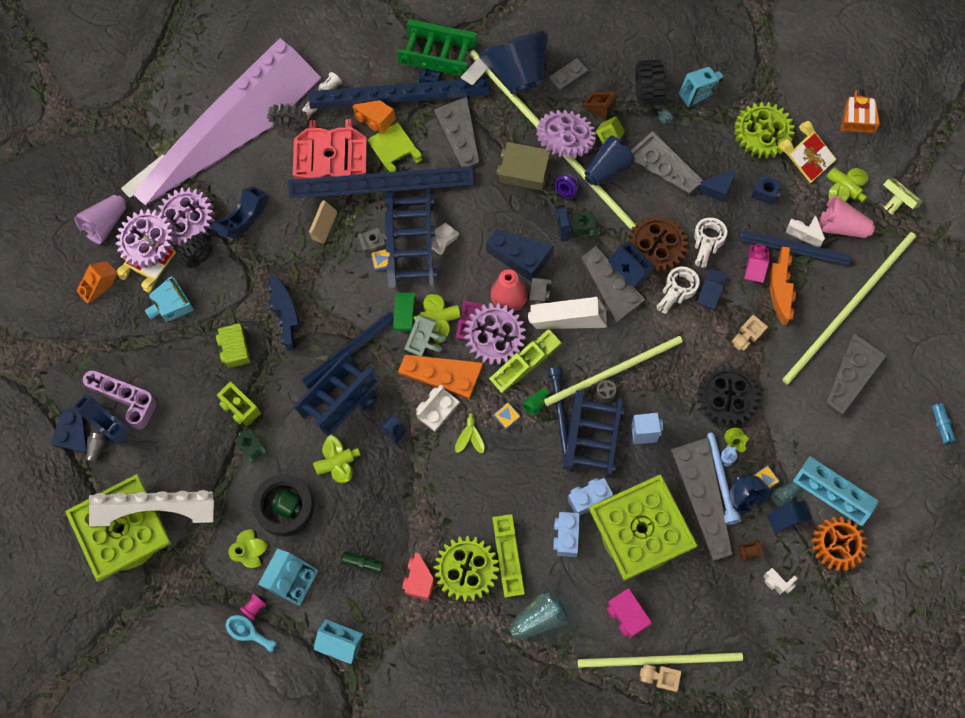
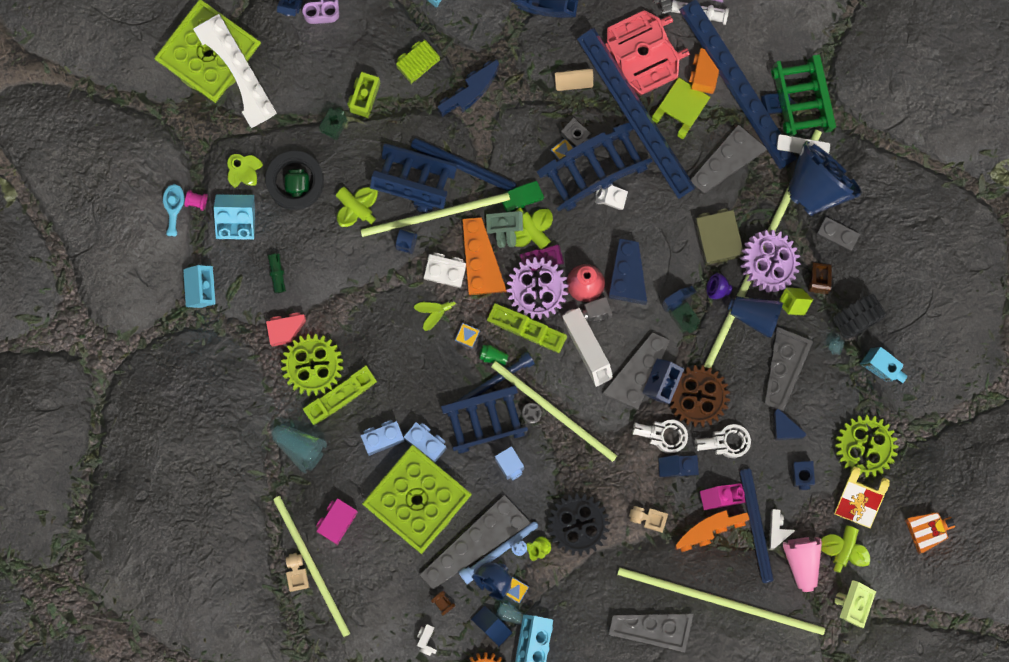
camera: 60 degrees right, 10 degrees up
(381, 394) = (435, 214): none -> yellowish green piece

